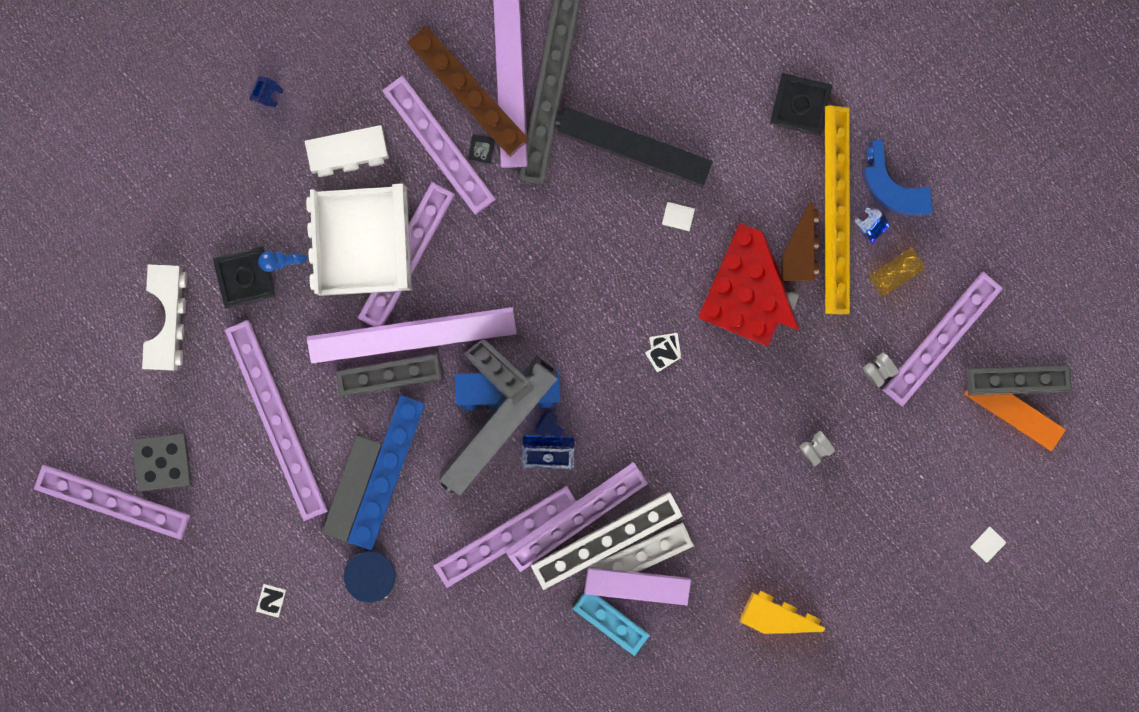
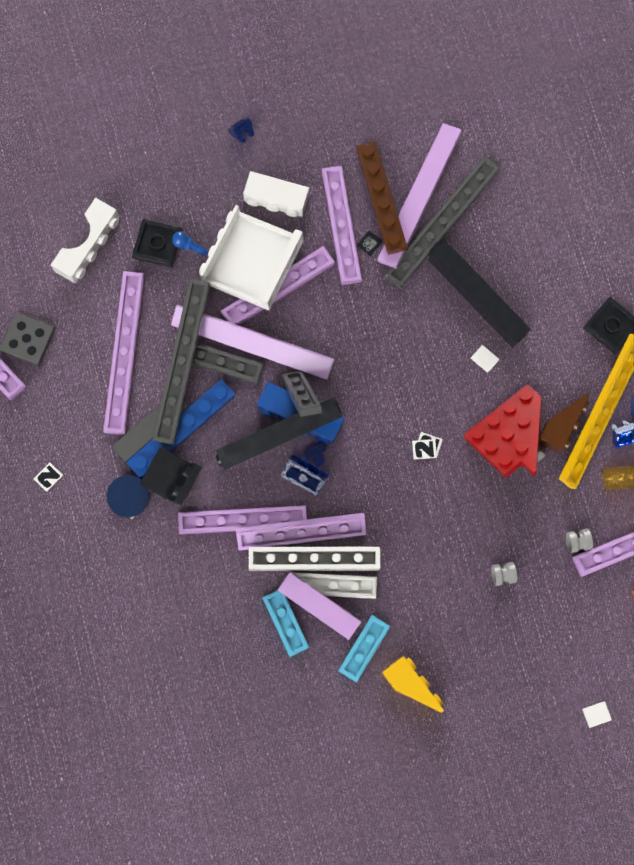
camera: 25 degrees right, 10 degrees down
(347, 400) = (181, 362): none -> dark grey tile
(405, 532) = (170, 476): none -> black bracket
(708, 605) = (364, 648): none -> medium azure tile

